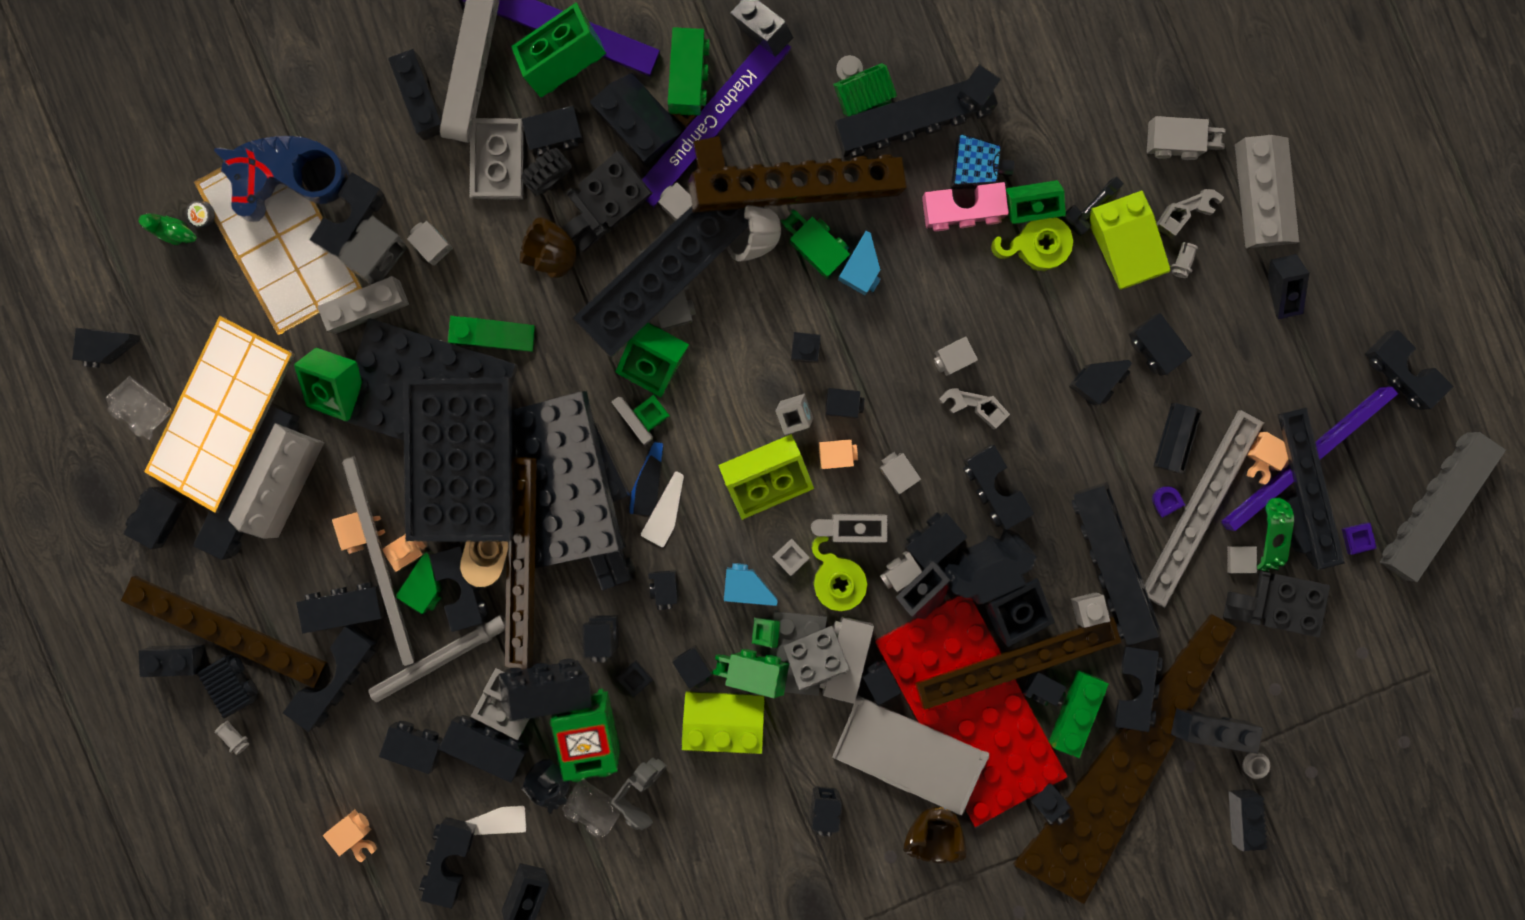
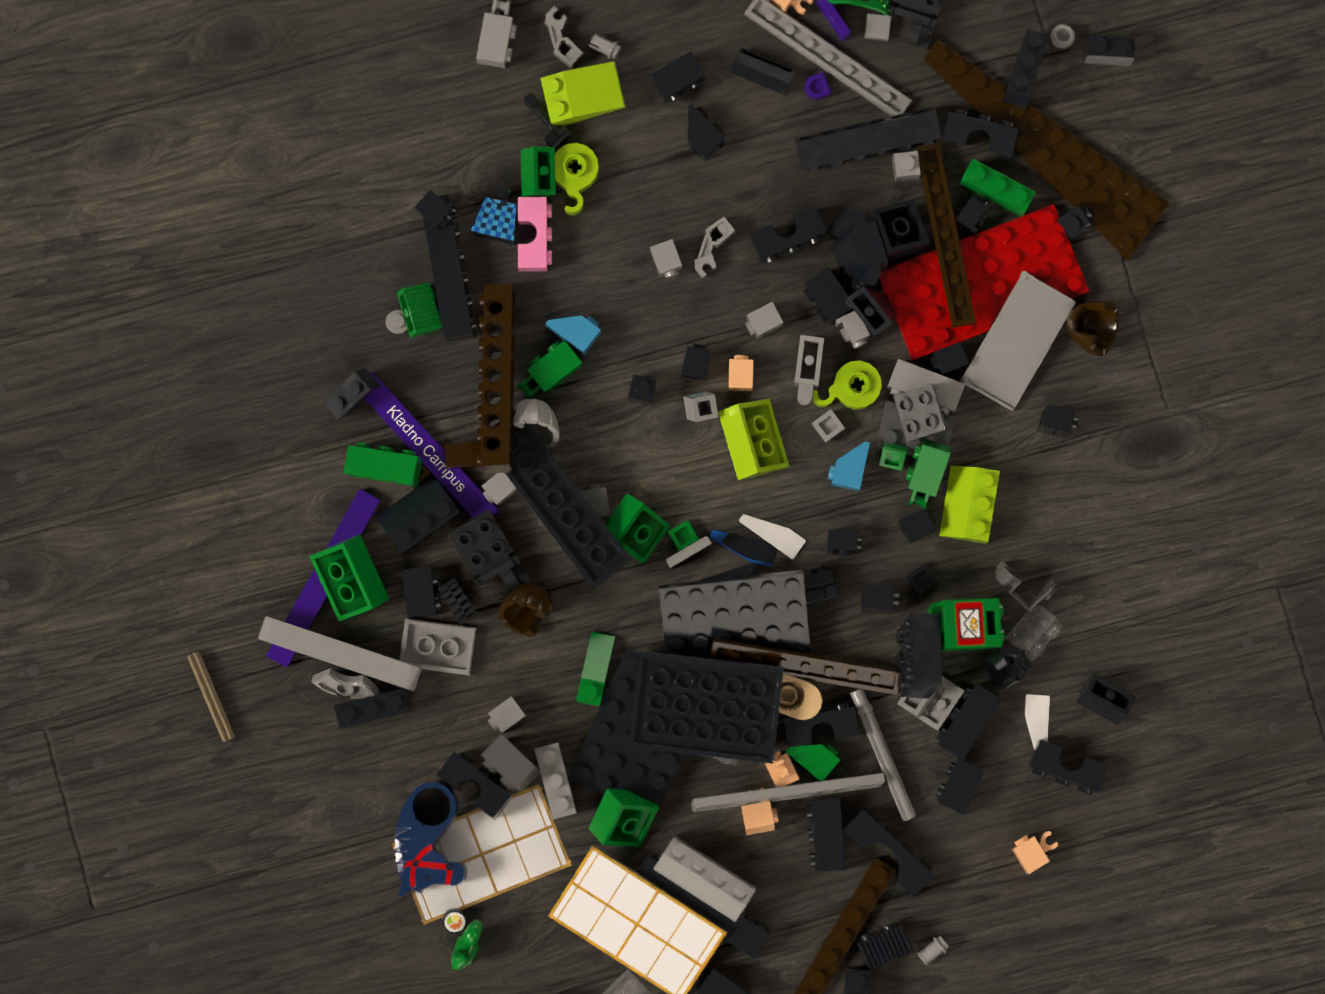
camera: 80 degrees left, 5 degrees down
(440, 61) = (355, 686): none -> light grey tile

